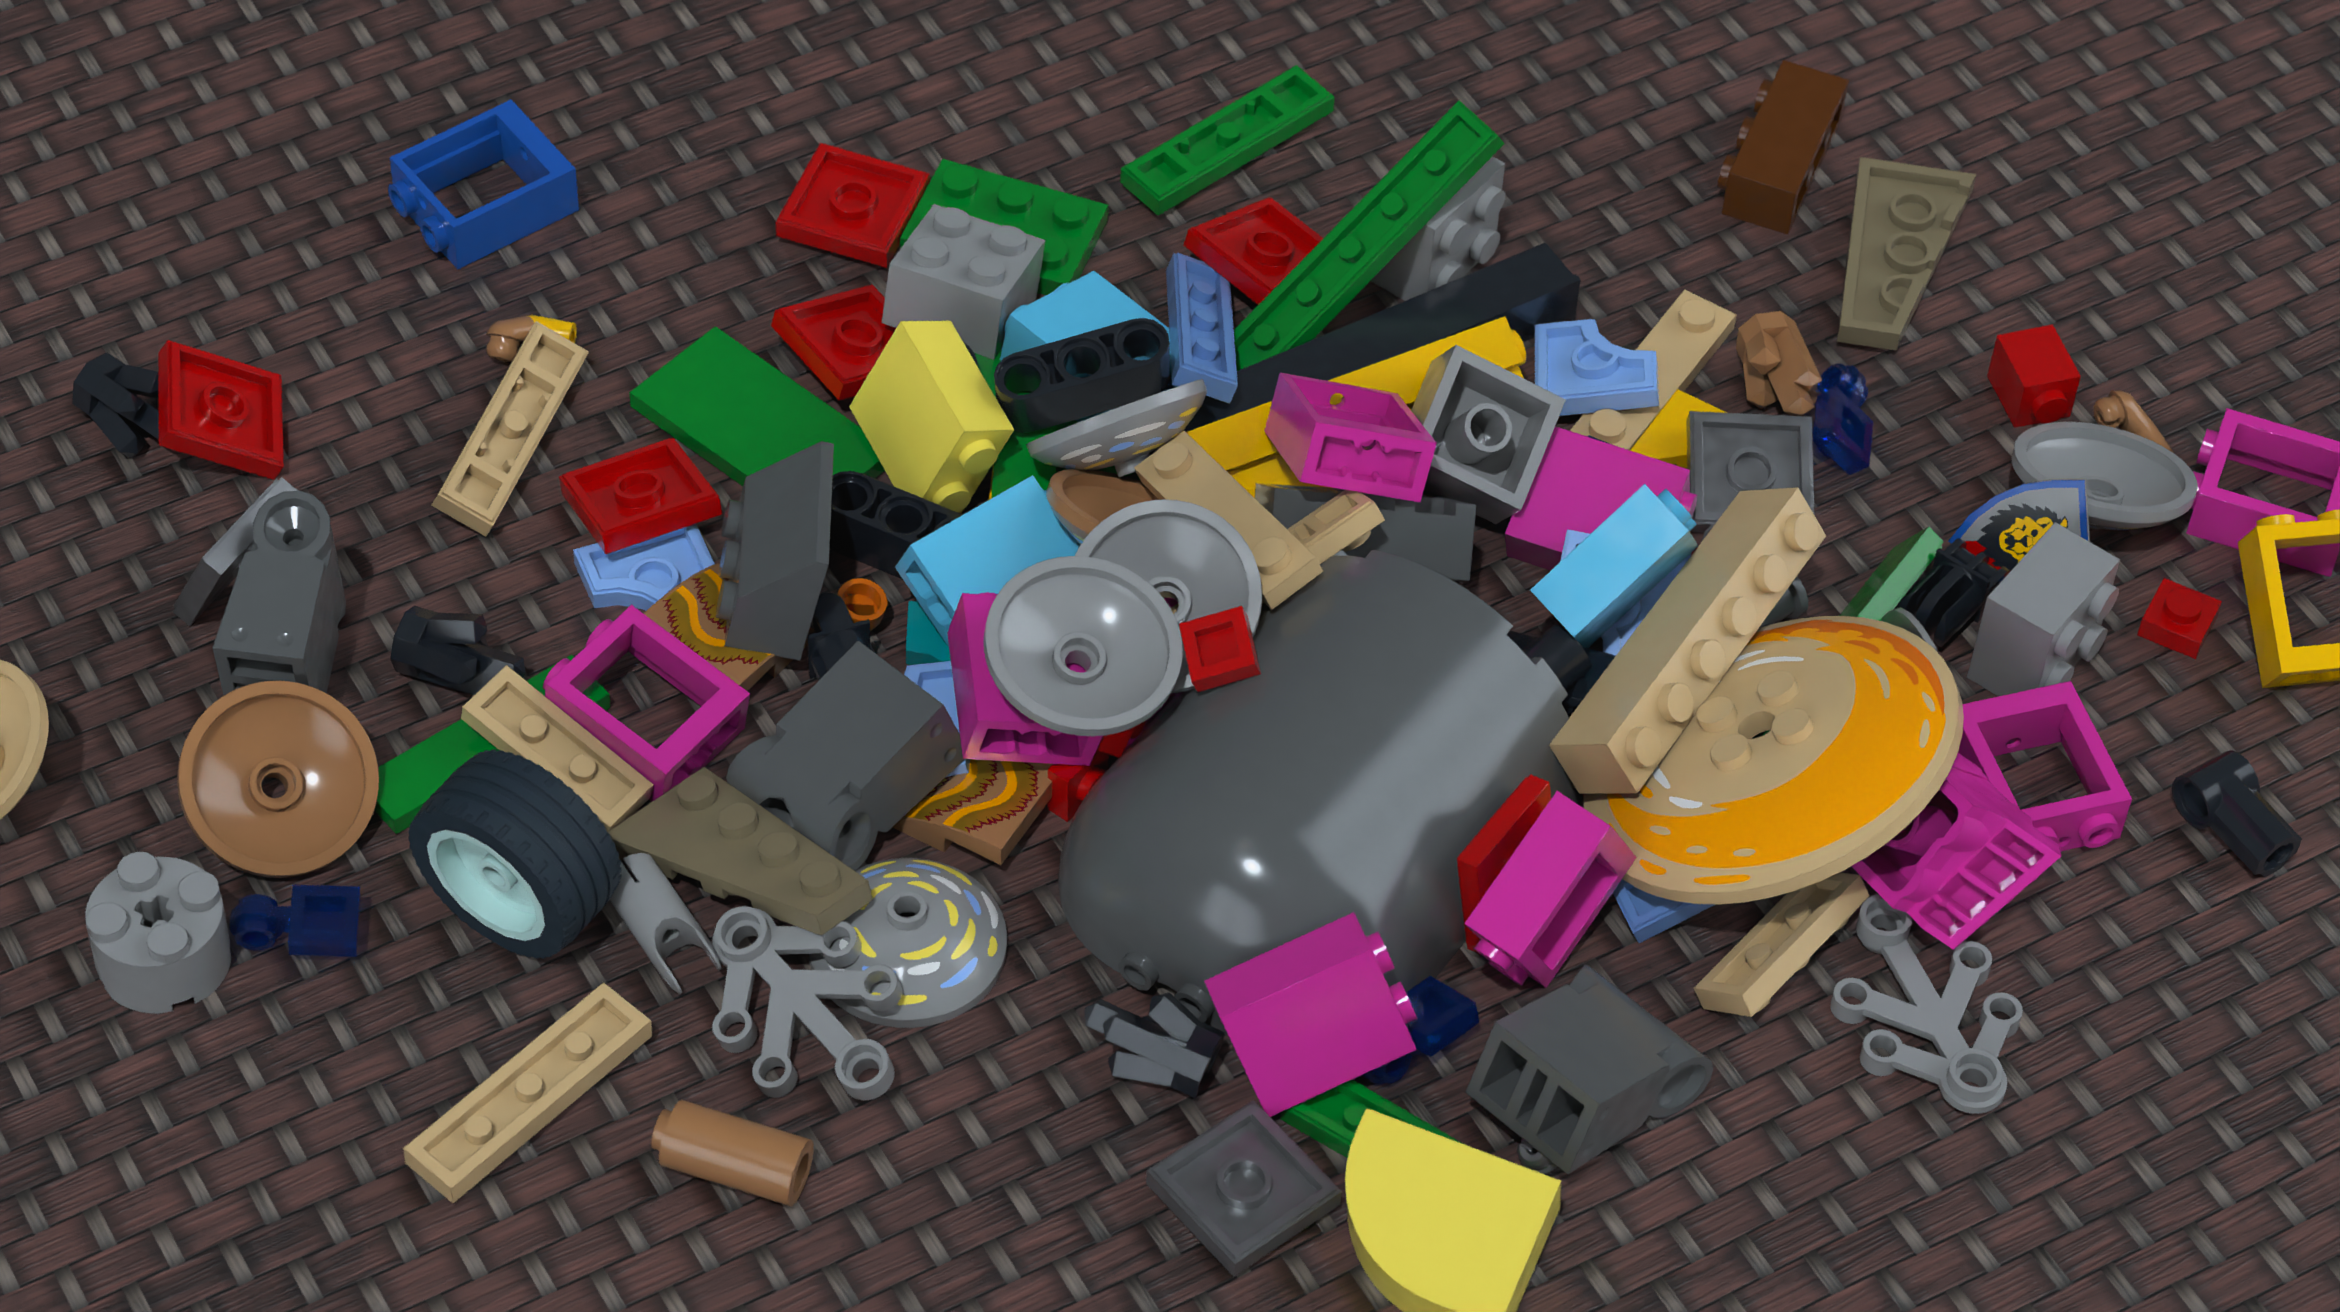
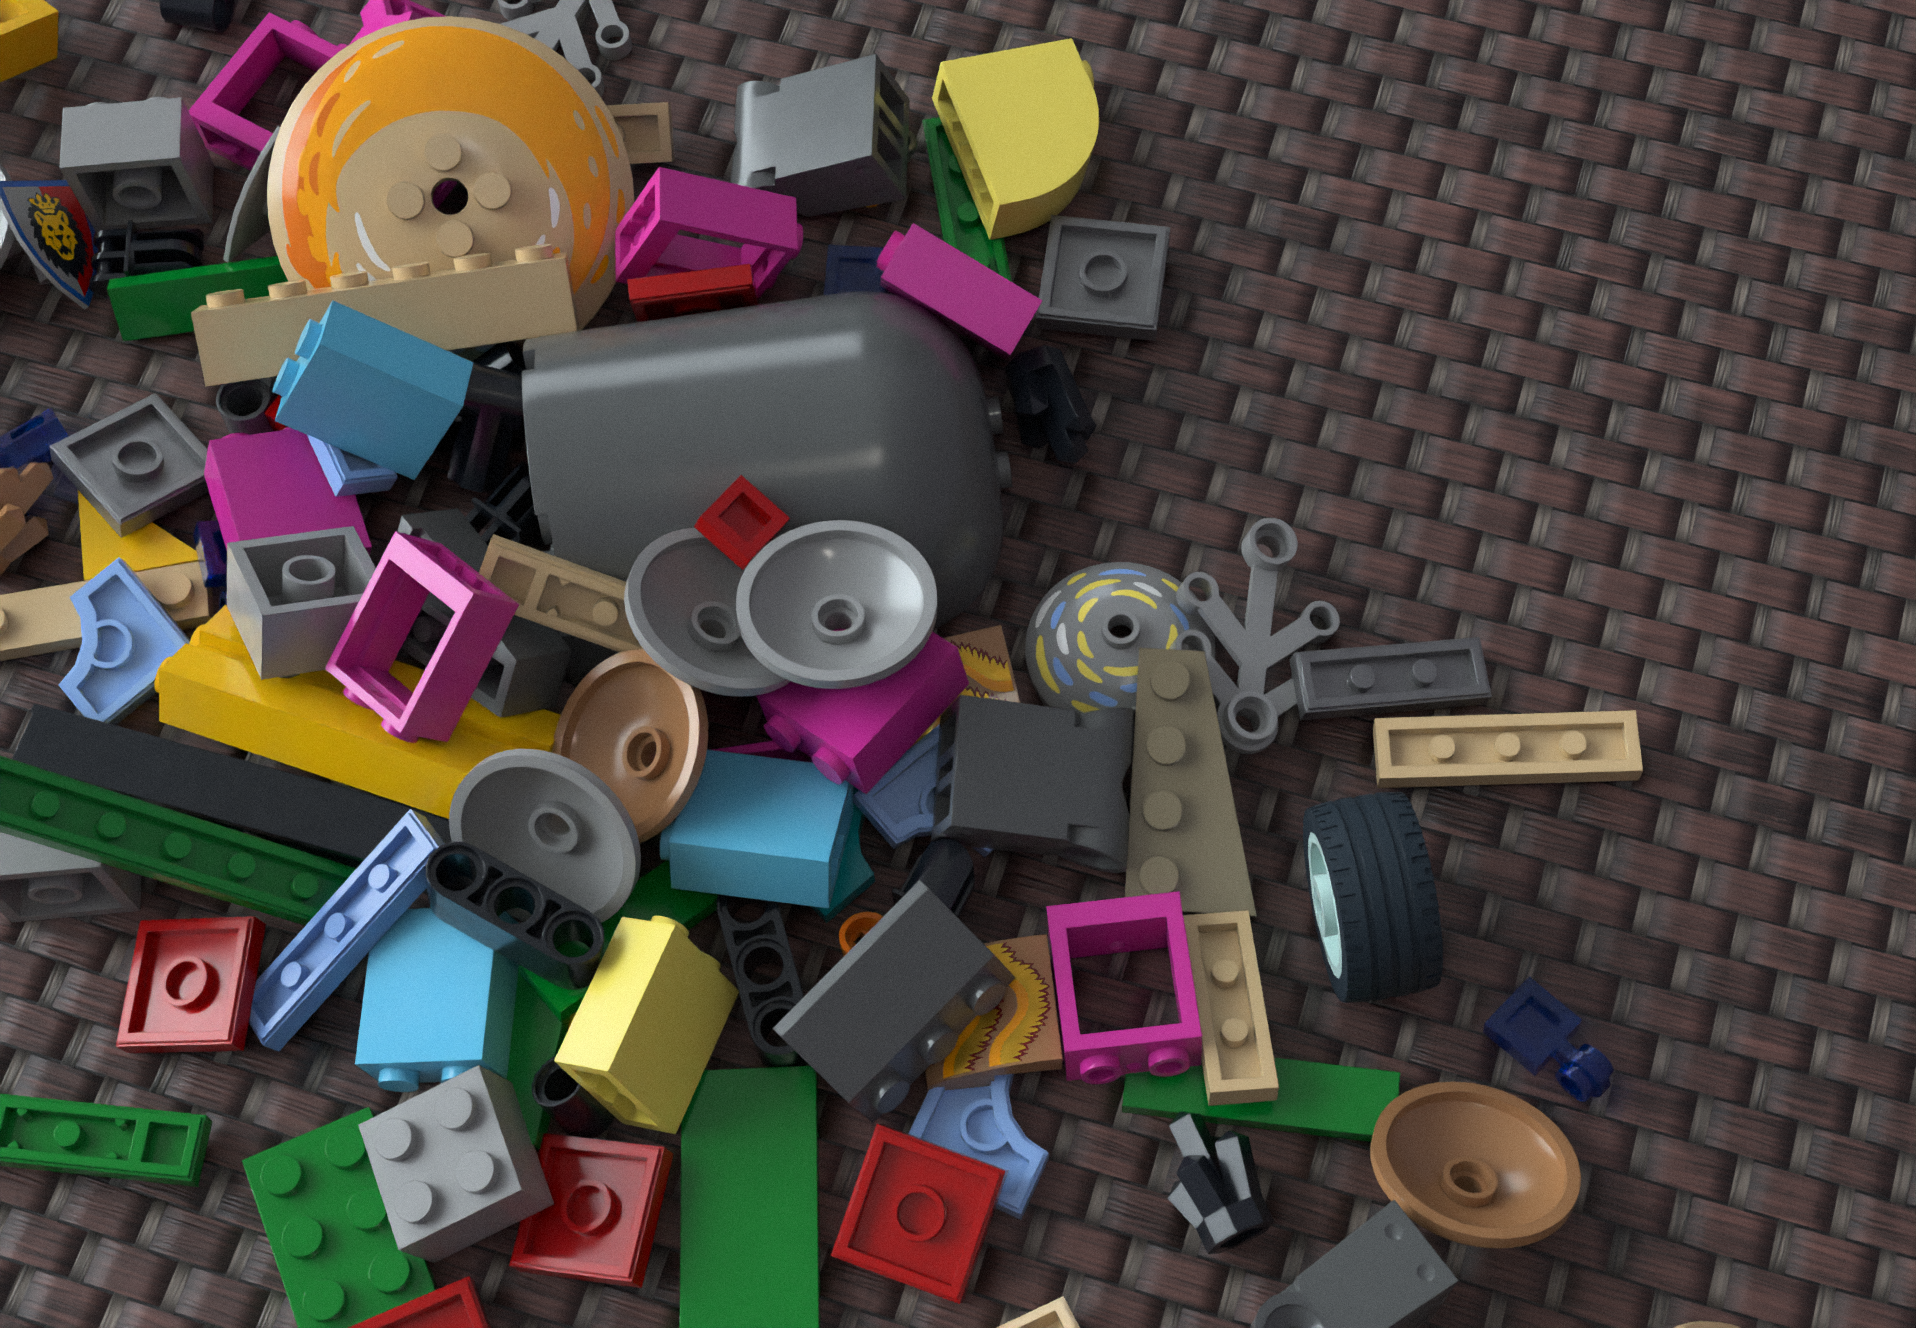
camera: 125 degrees left, 15 degrees up
(158, 933) = (1690, 1079): light grey brick -> none
(657, 915) = (1280, 810): light grey piece -> none
(671, 1065) = (1390, 678): none -> flat silver tile
(733, 1151) = (1410, 574): medium nougat brick -> none
(1189, 474) = (586, 648): tan plate -> none
(2179, 618) = (33, 132): red plate -> none

